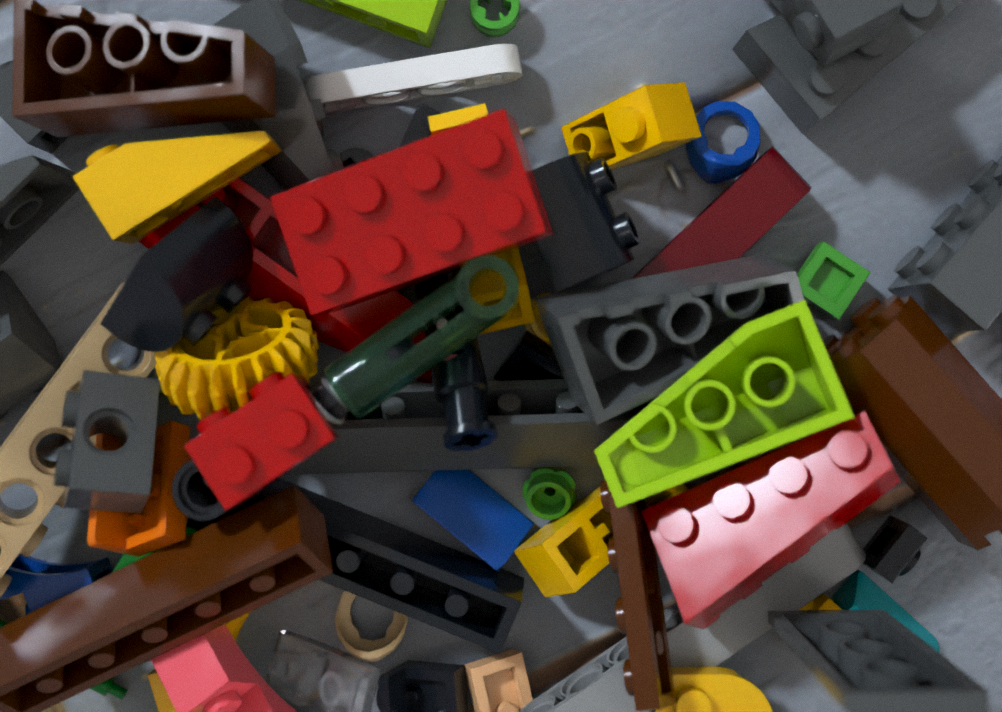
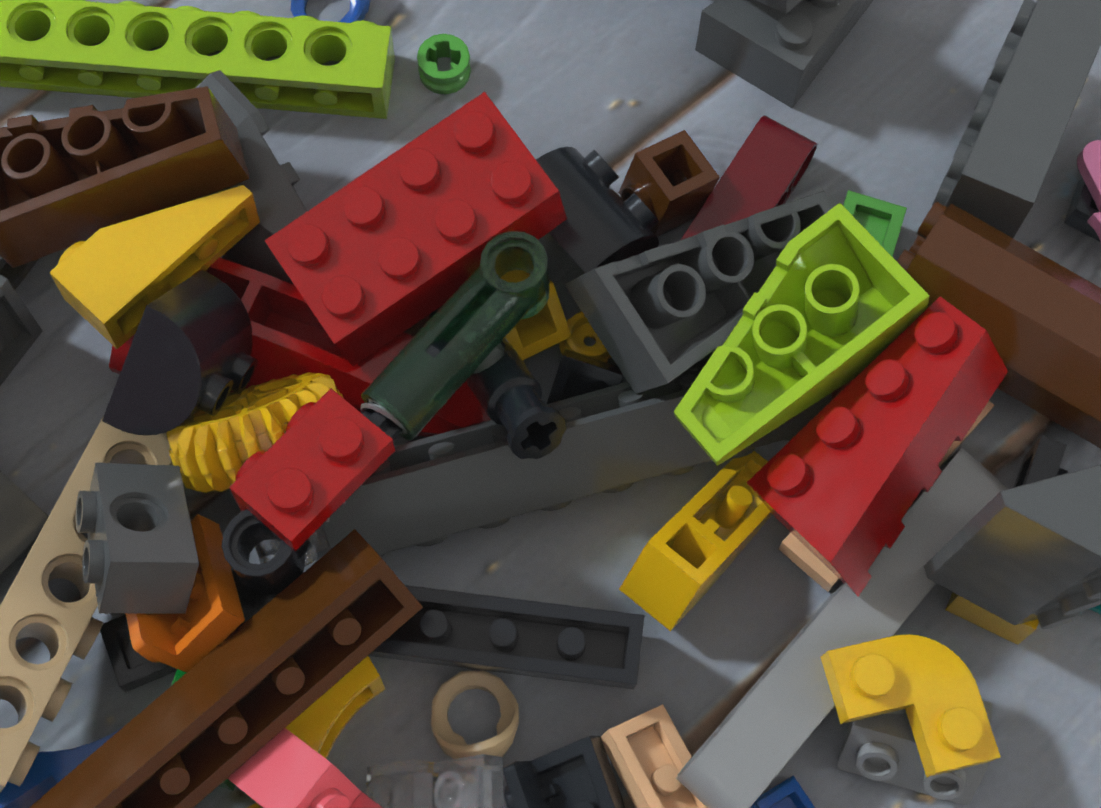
camera: 15 degrees left, 20 degrees down
(415, 78) = (354, 149): white beam -> none
(474, 514) = (558, 564): blue slope -> none
(546, 503) = (631, 501): bright green plate -> none
(635, 126) = (625, 120): yellow slope -> none
(640, 607) = (778, 581): reddish brown plate -> none
(662, 196) = (670, 181): none -> reddish brown brick
(718, 167) = (722, 148): blue piece -> none

